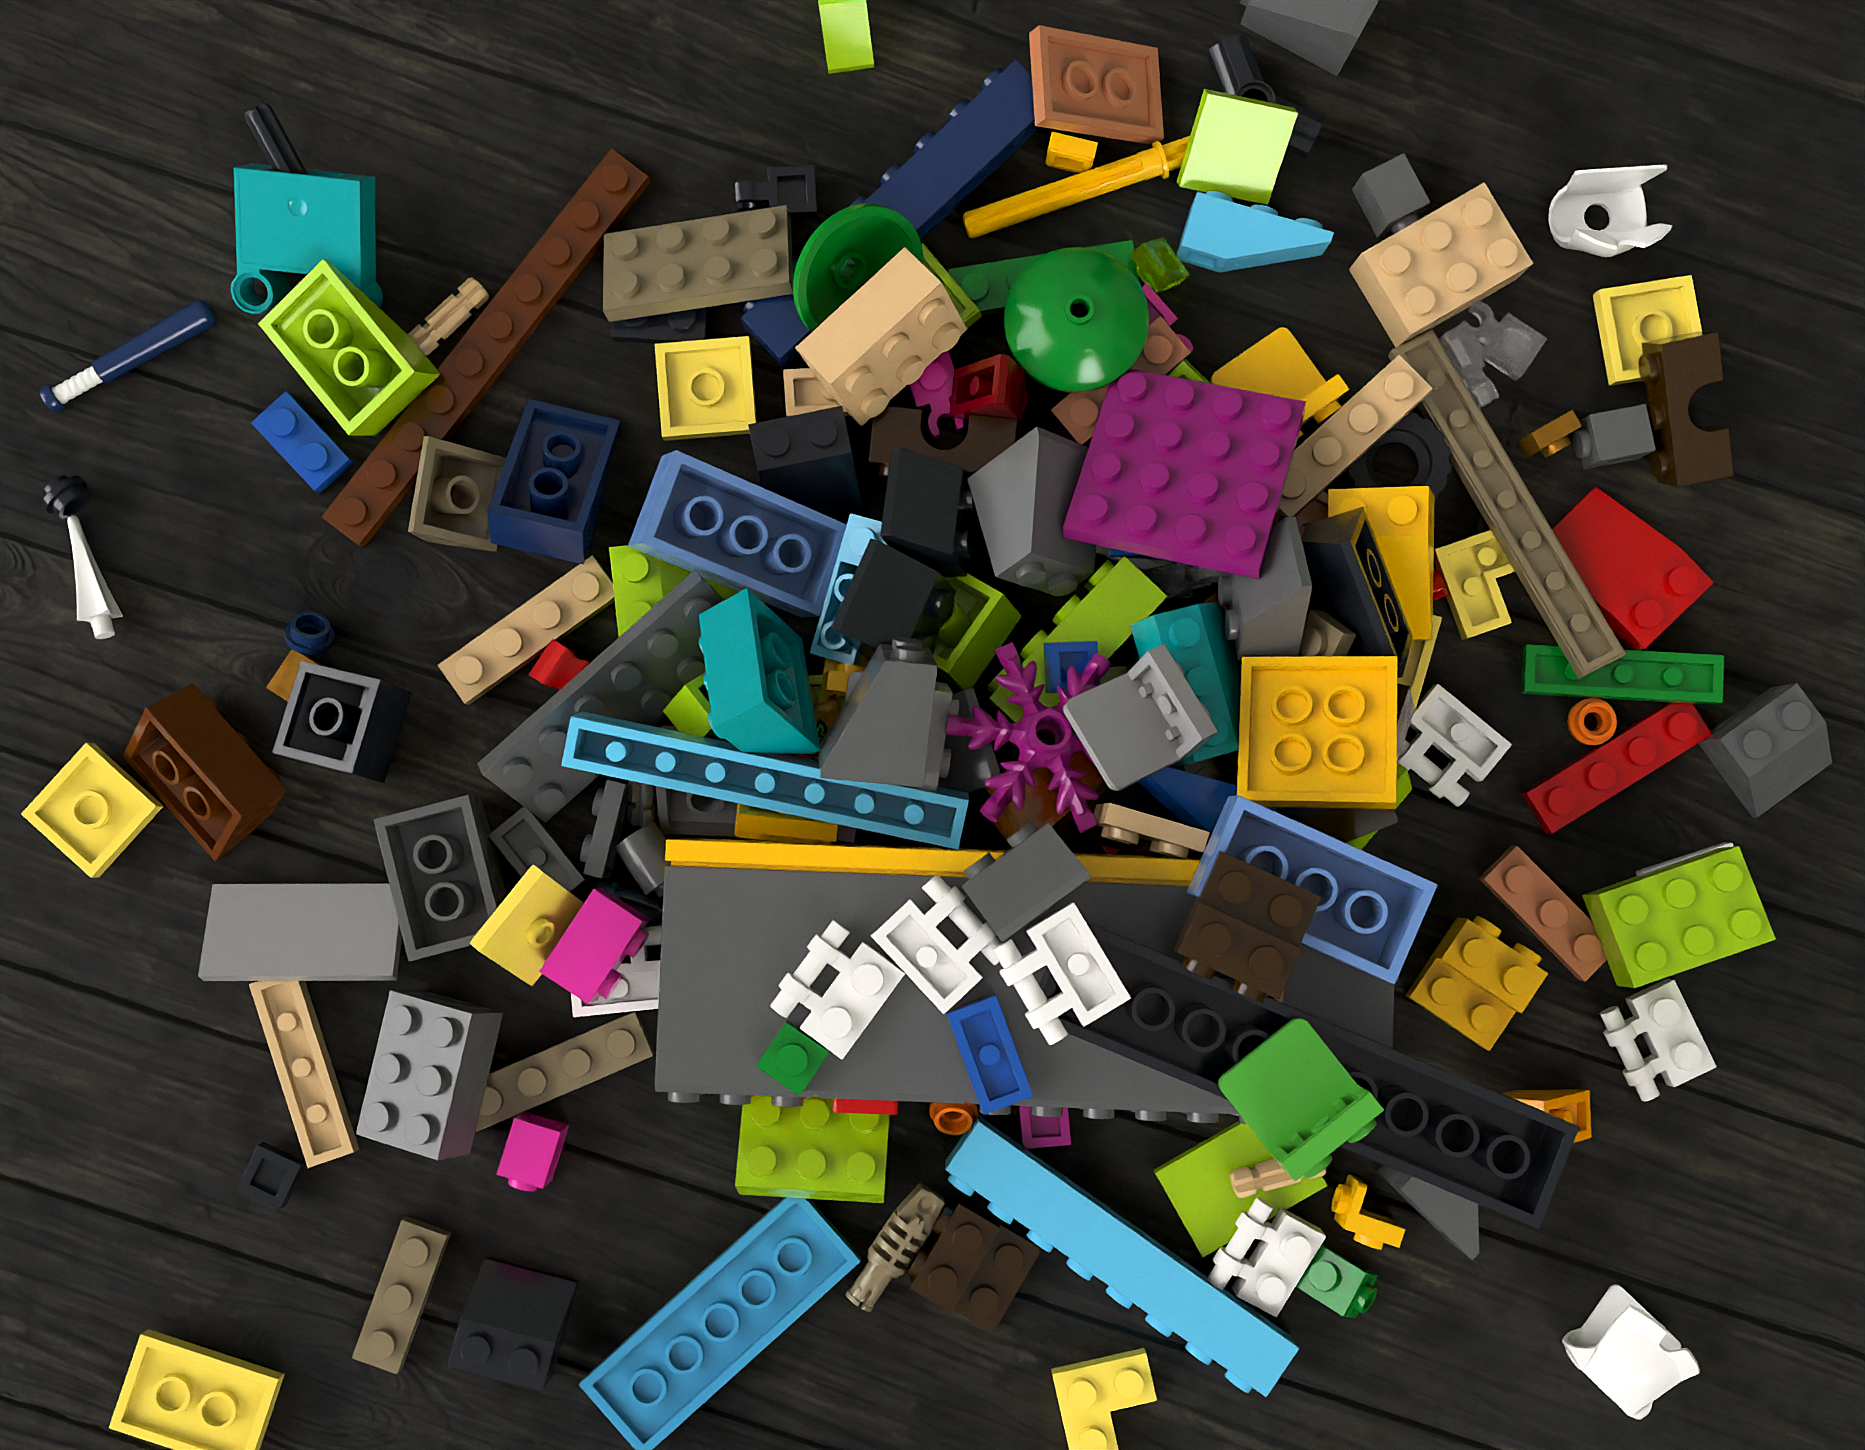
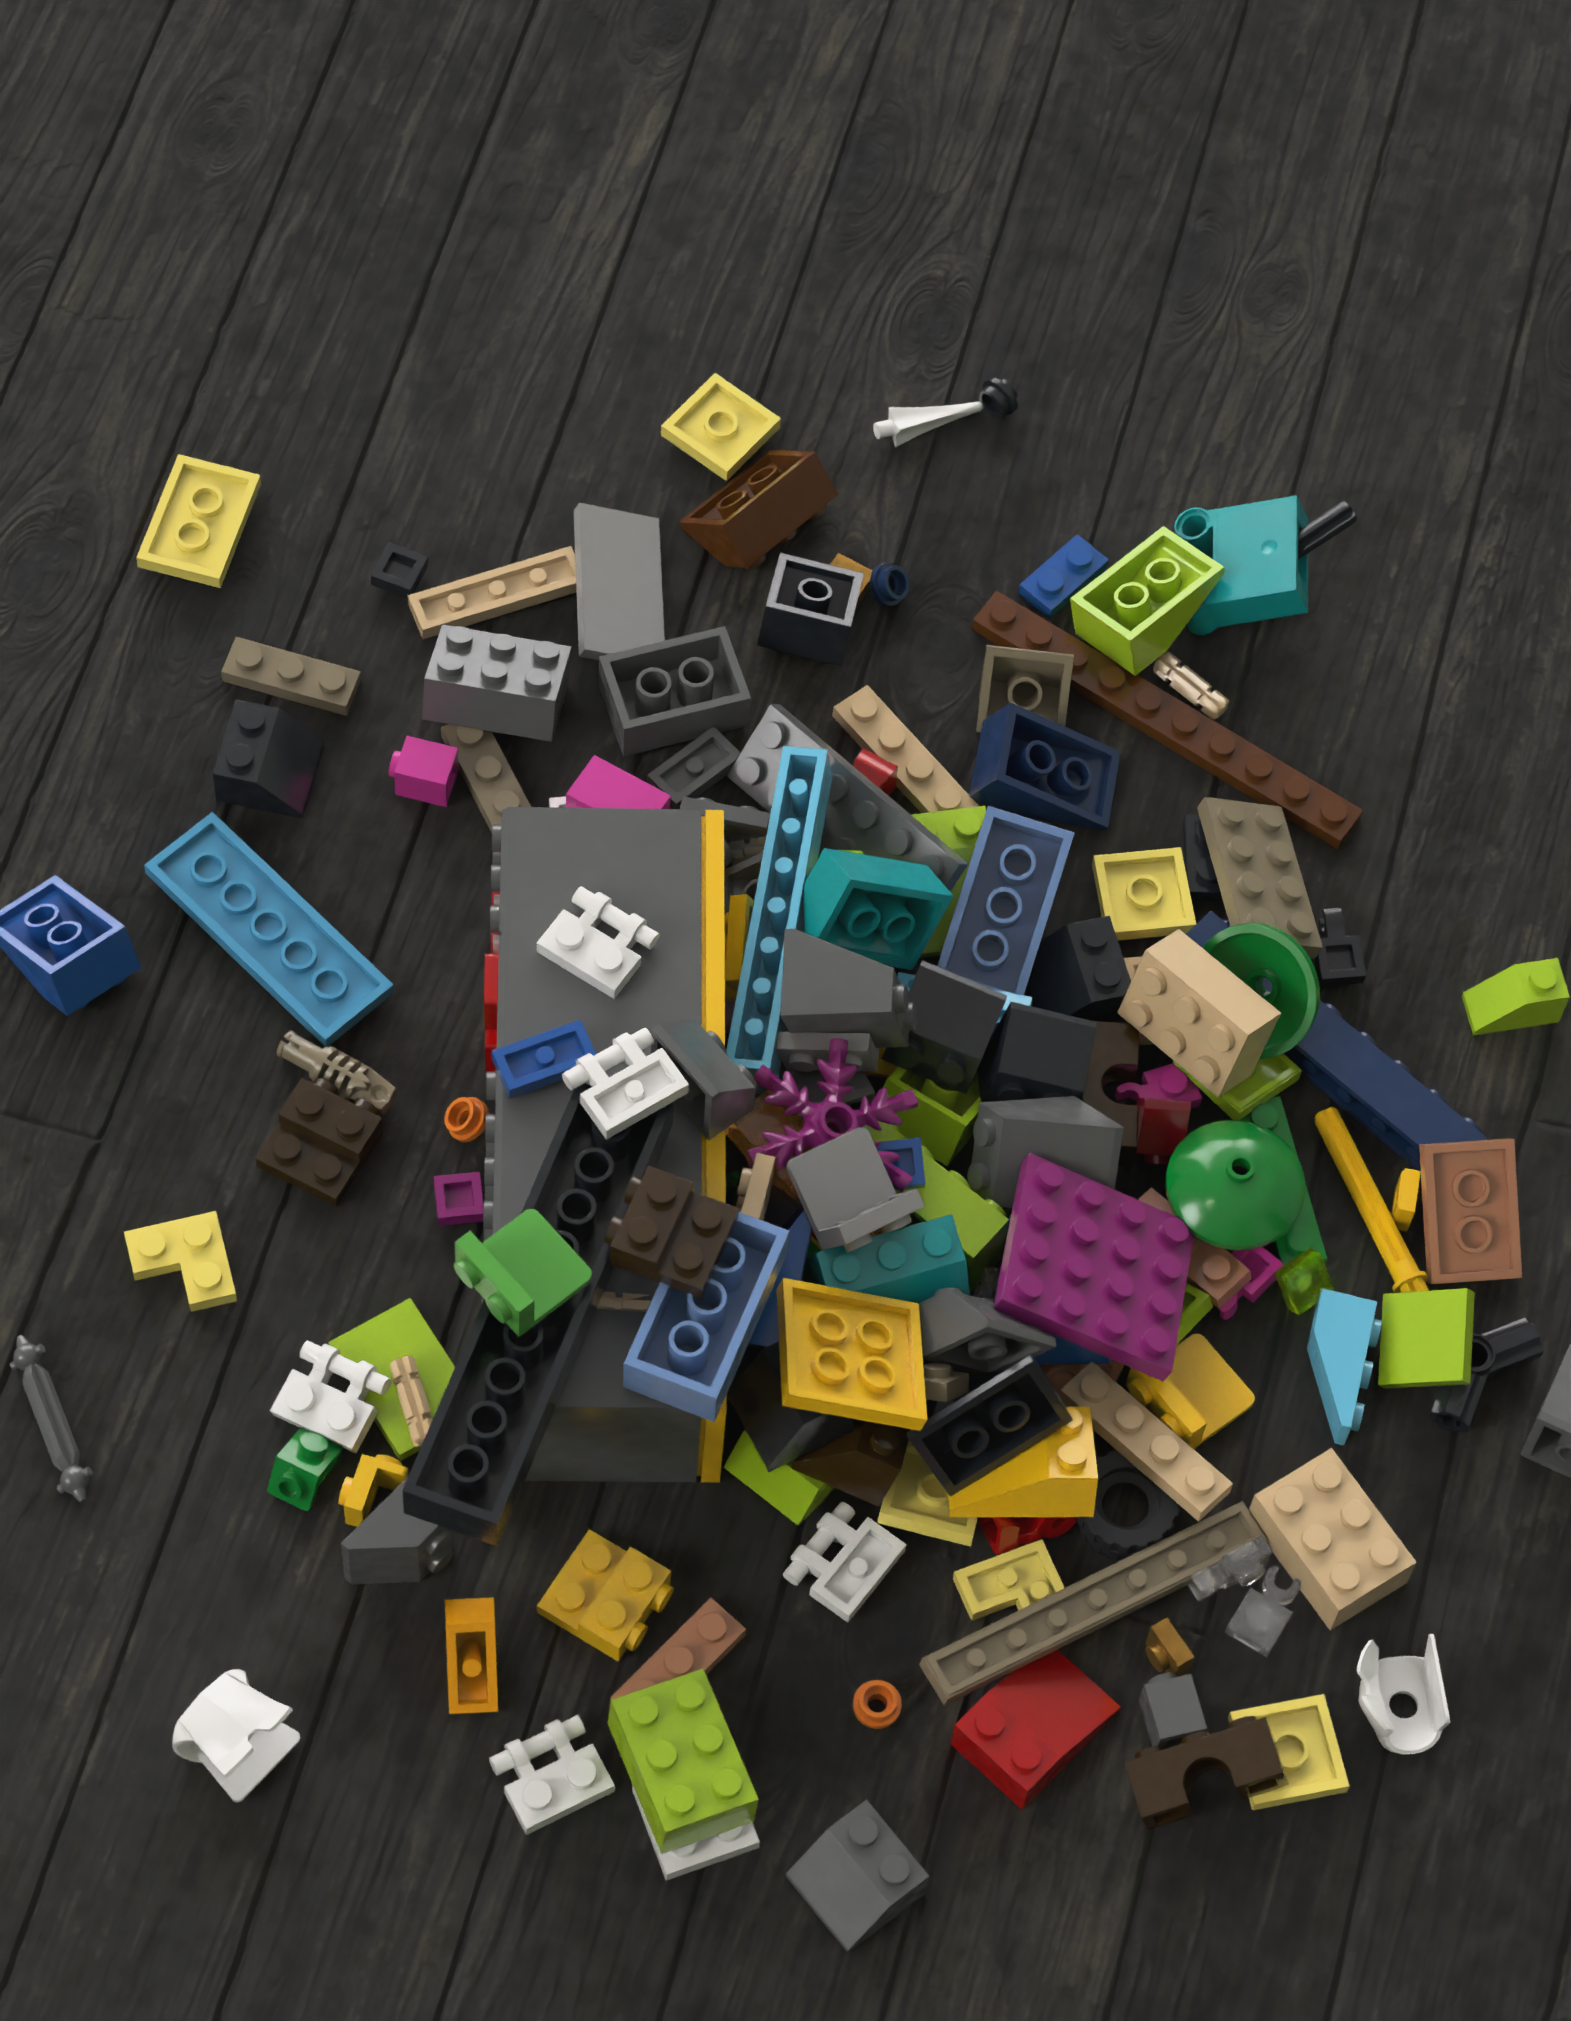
camera: 85 degrees right, 25 degrees down
(150, 343) = (1137, 451): dark blue piece -> none
(528, 925) = (636, 743): light yellow plate -> none
(793, 1058) = (535, 907): green plate -> none
(811, 1152) = (435, 993): lime brick -> none
(927, 954) = (636, 1004): white plate -> none
(1121, 1256) = (330, 1266): medium azure brick -> none
(1391, 196) = (1401, 1491): dark grey brick -> none
(1615, 765) = (834, 1729): red plate -> none
(1634, 676) = (925, 1730): green plate -> none

